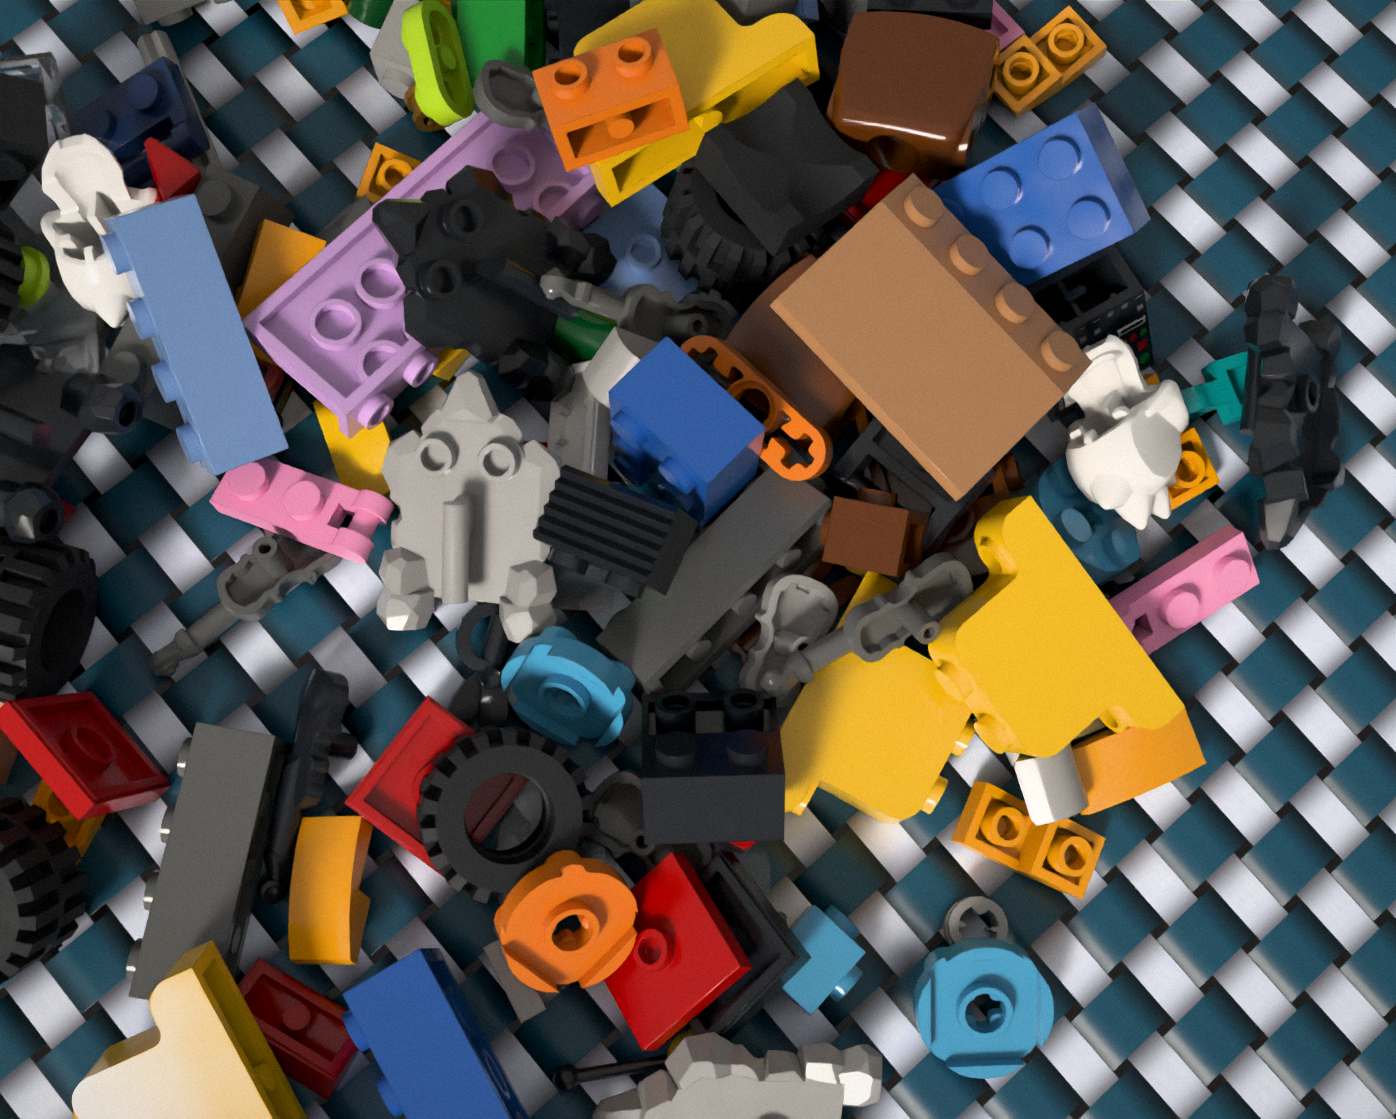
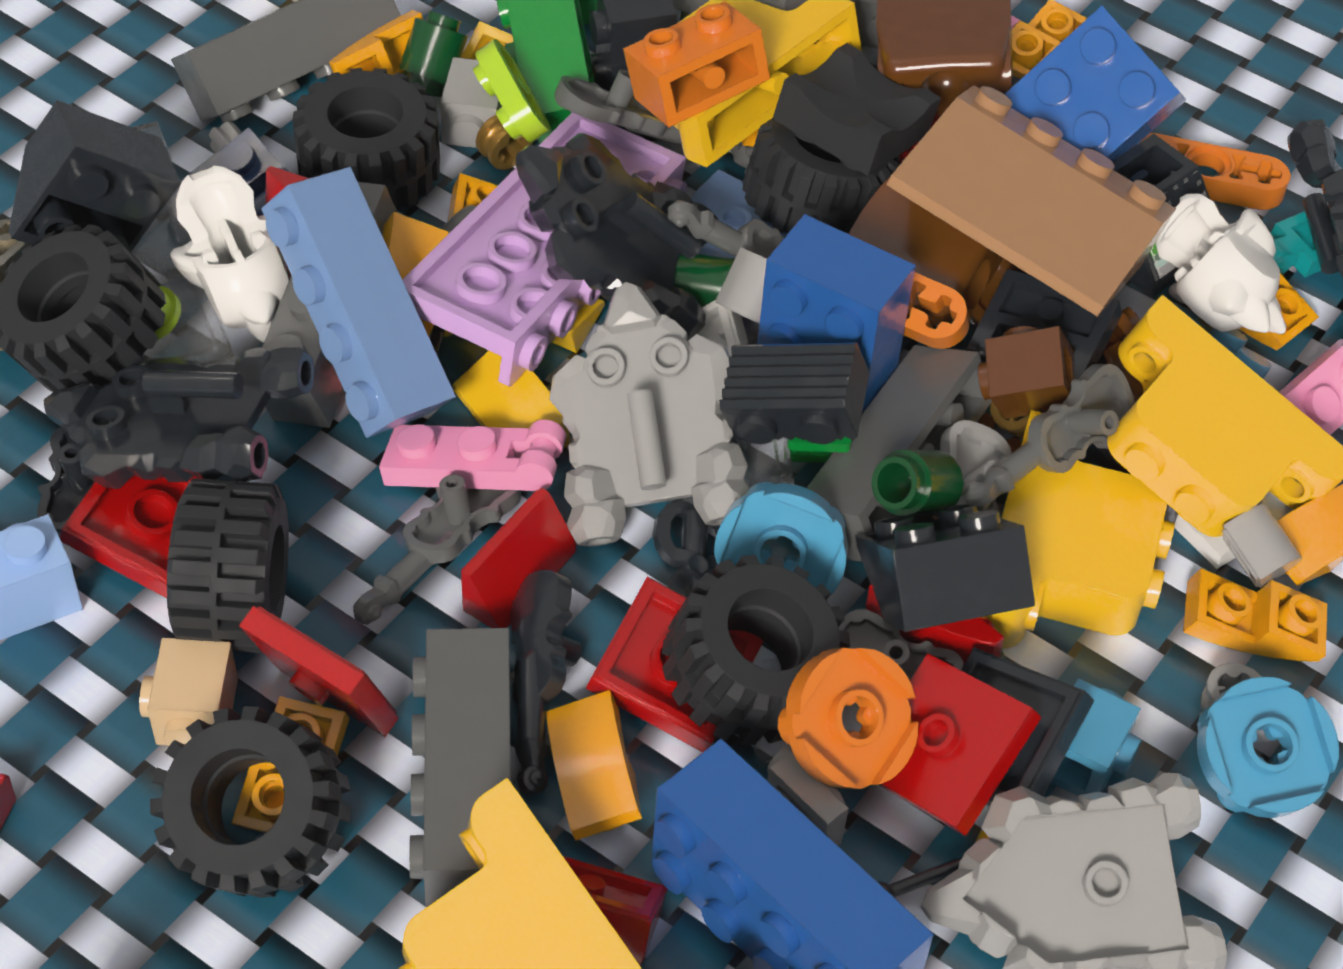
camera: 10 degrees left, 25 degrees down
(278, 45) = (375, 127): none -> black tyre
(317, 637) = (526, 543): none -> red slope
(713, 659) = (917, 482): none -> dark green brick
(1213, 269) = (1247, 165): none -> orange beam

